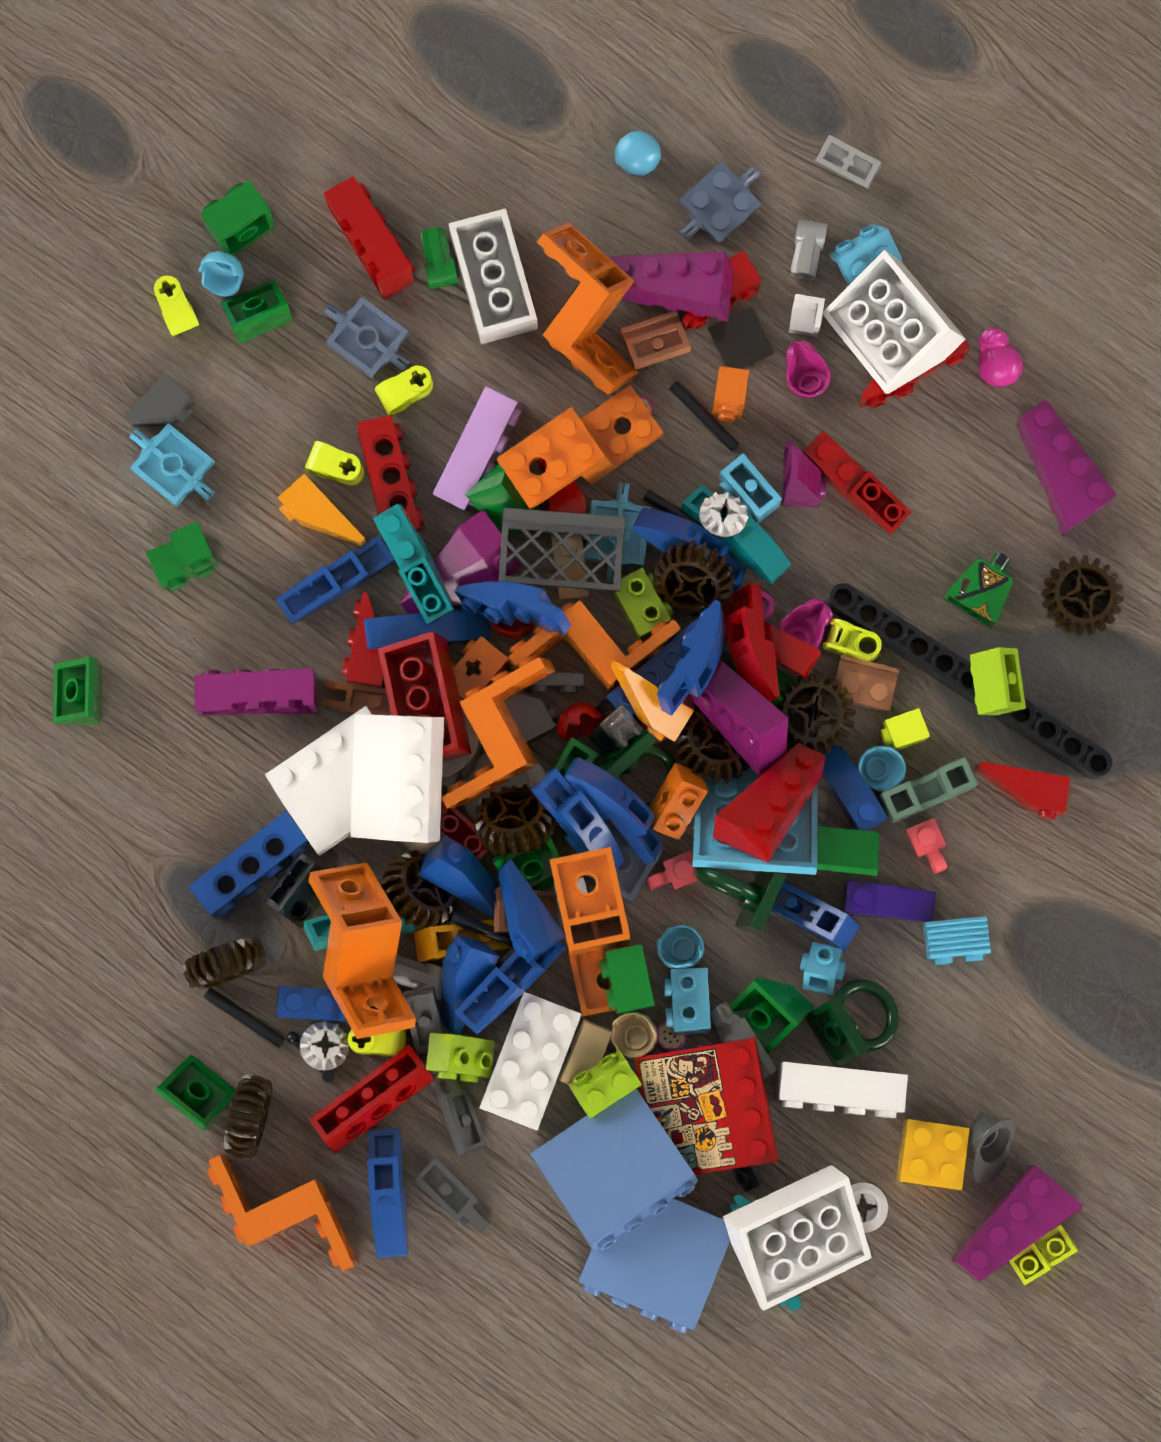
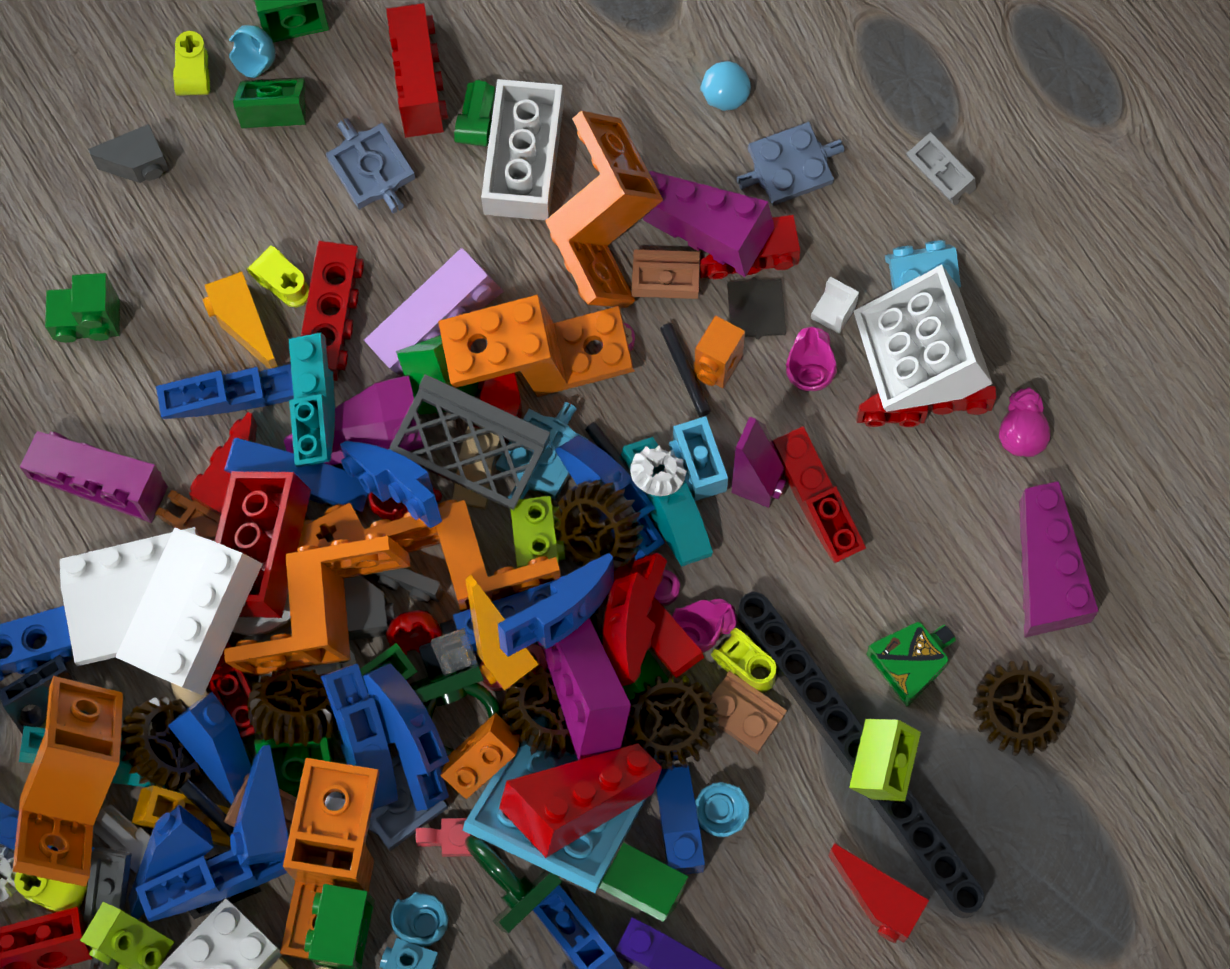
camera: 25 degrees right, 10 degrees down
(172, 465) = (117, 218): medium azure plate -> none
(401, 391) = (382, 229): neon yellow piece -> none
(808, 241) = (867, 234): light grey piece -> none
(904, 730) = (765, 778): neon yellow brick -> none
(927, 791) = (755, 856): sand green arch -> none
(927, 841) = (742, 911): coral plate -> none

